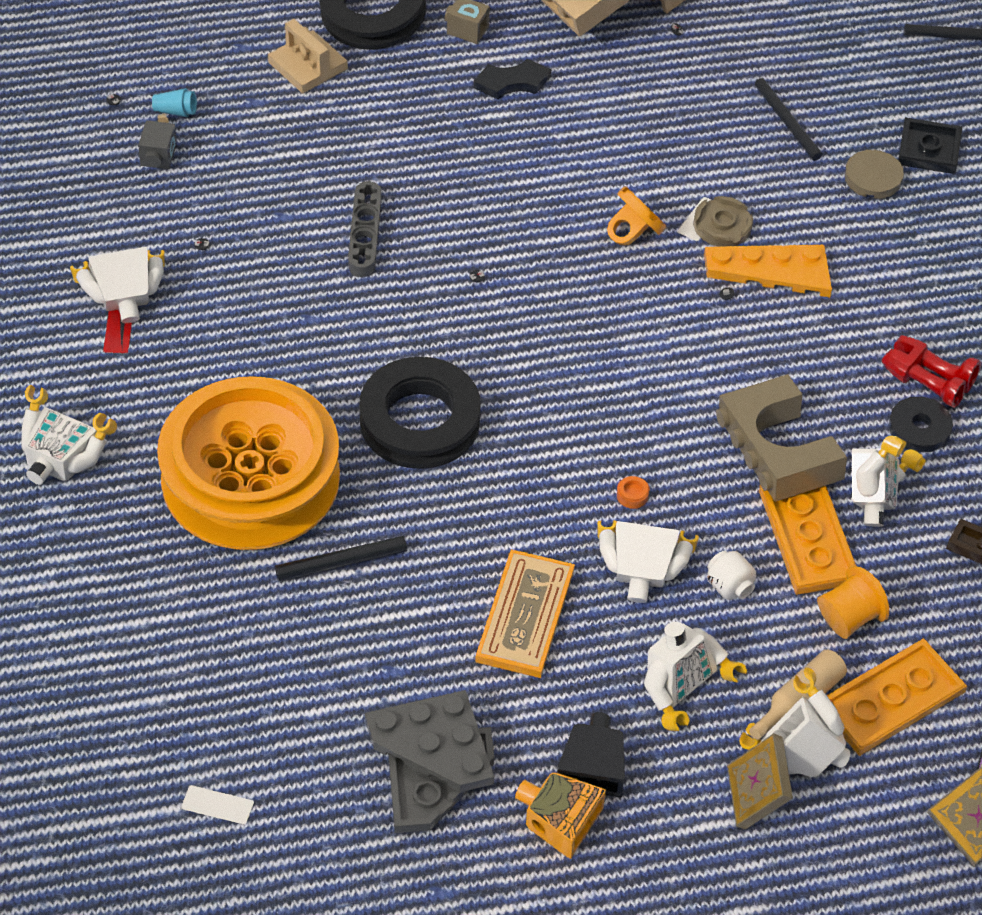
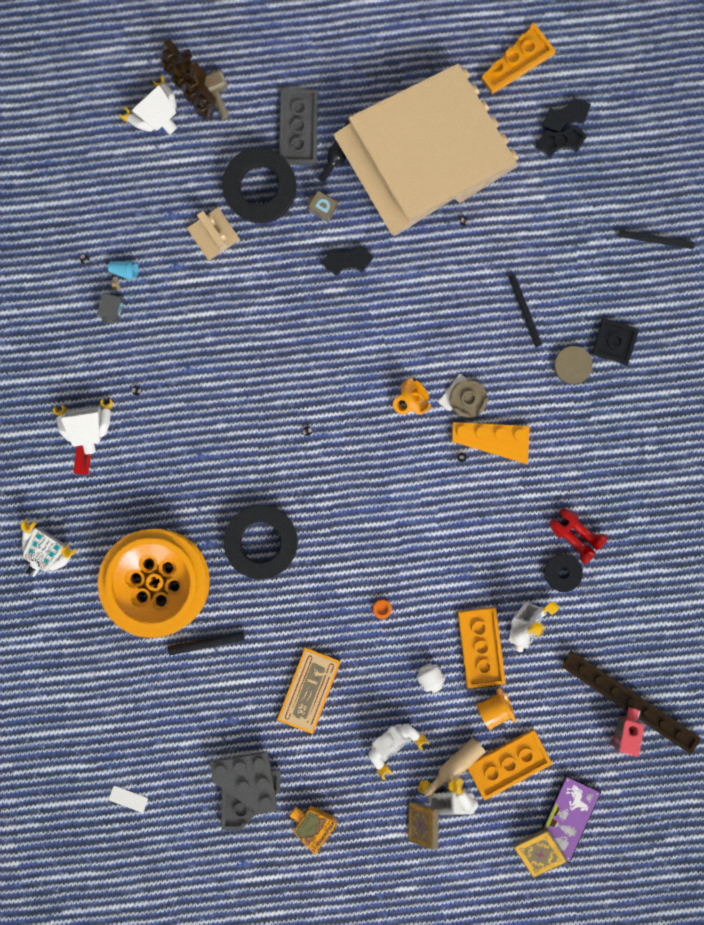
camera: 10 degrees right, 35 degrees up
(364, 228) = (237, 387): dark grey beam -> none
(595, 755) = (335, 795): black torso -> none
(644, 555) = (380, 663): white torso -> none
(780, 469) = (471, 611): dark tan arch -> none

